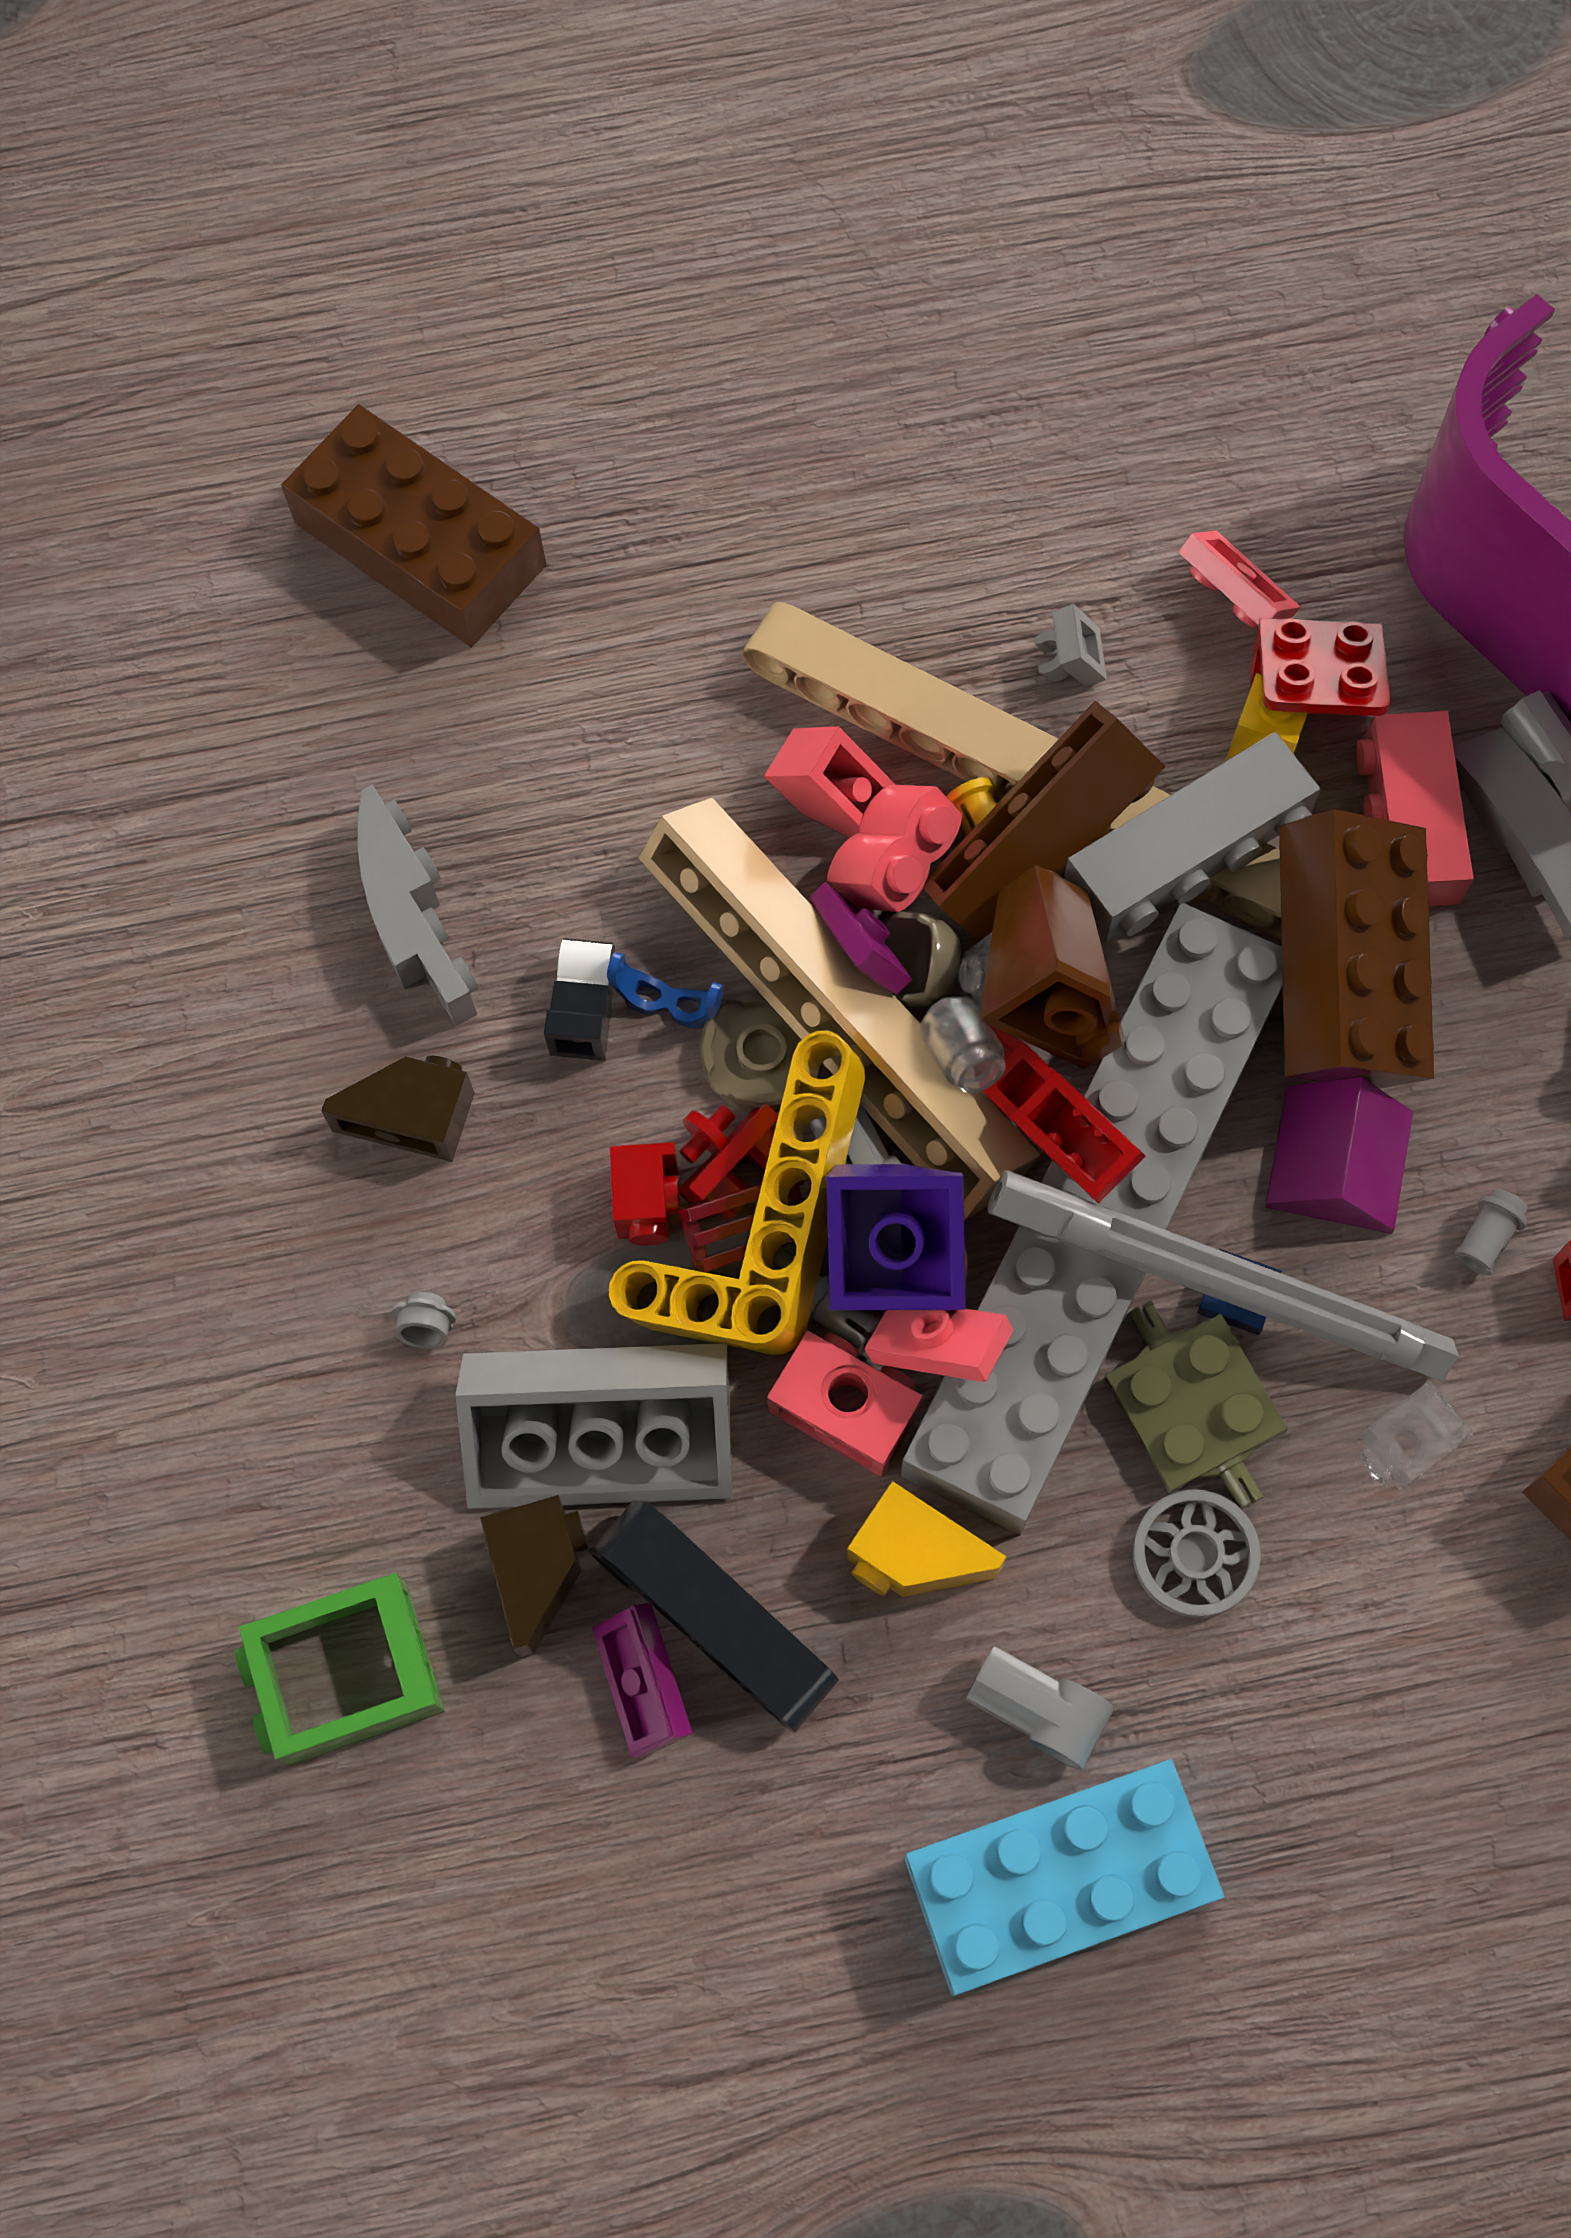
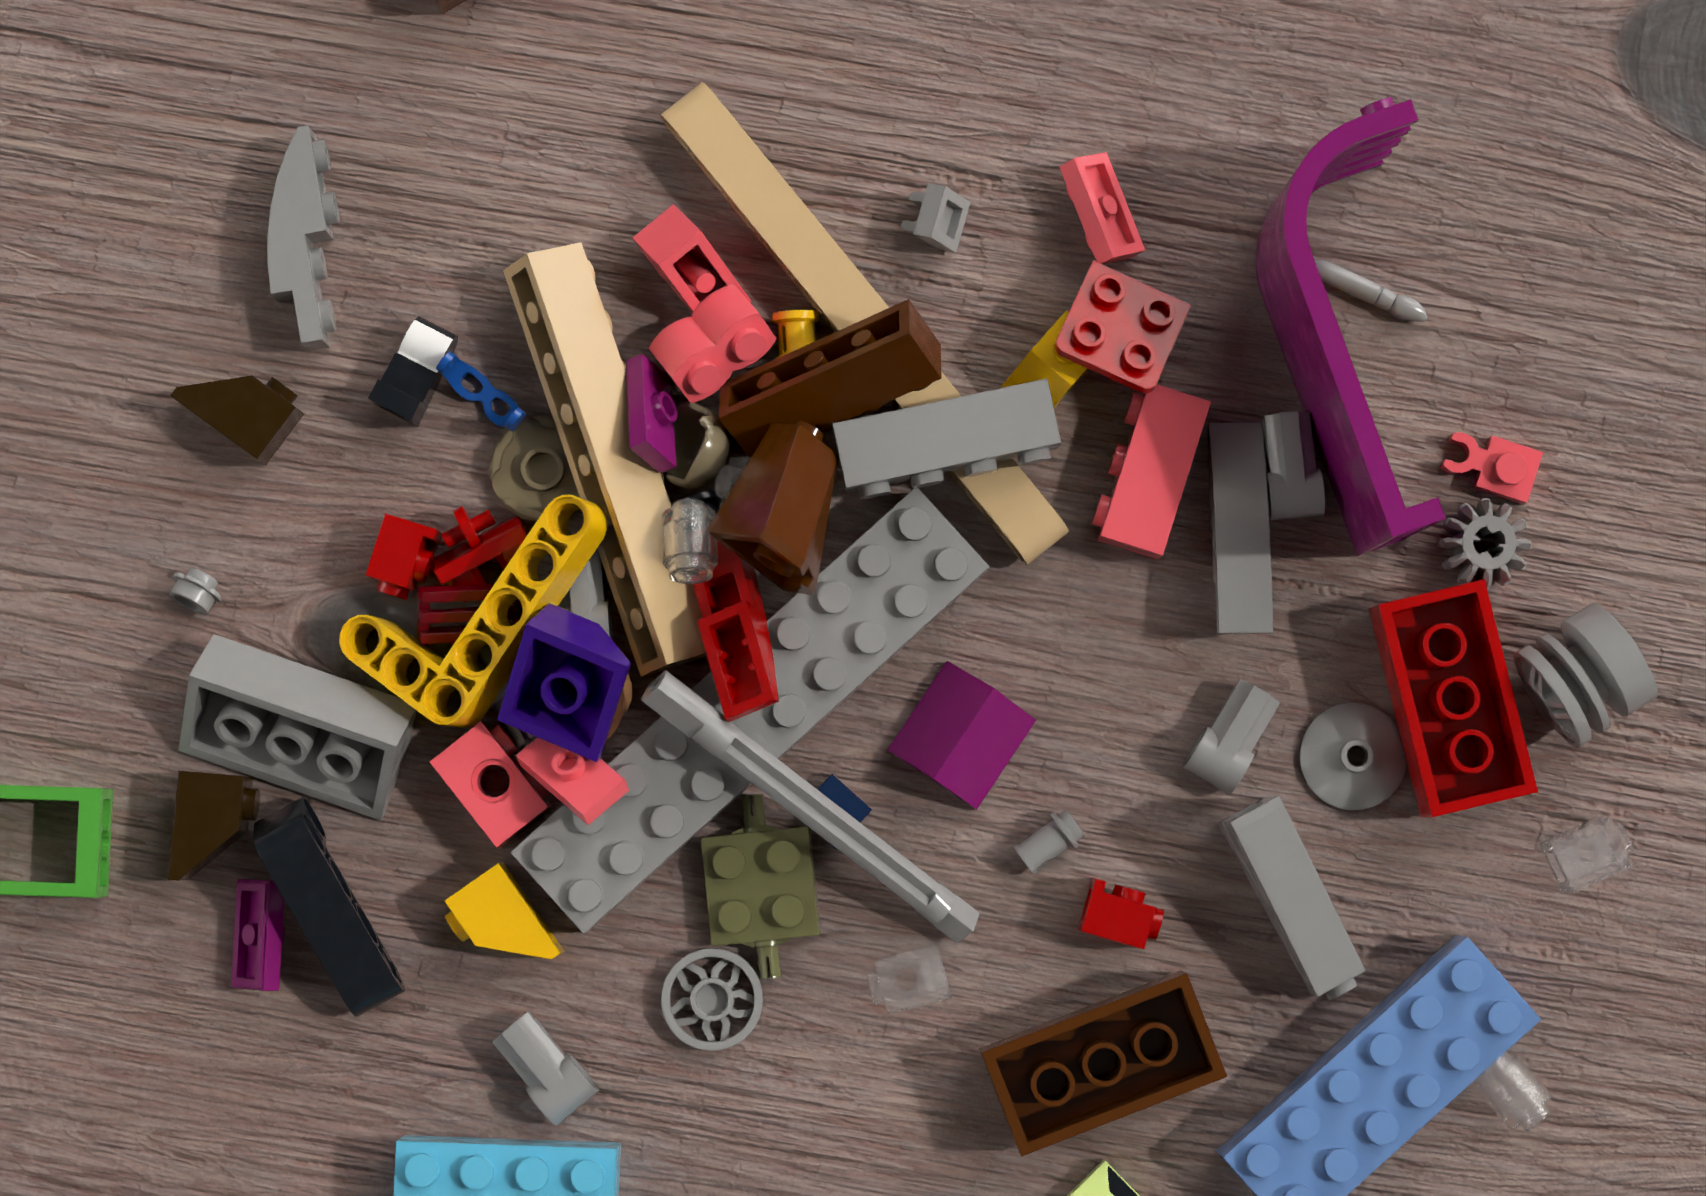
camera: 15 degrees right, 15 degrees up
(1355, 950) = (1033, 585): reddish brown brick -> none

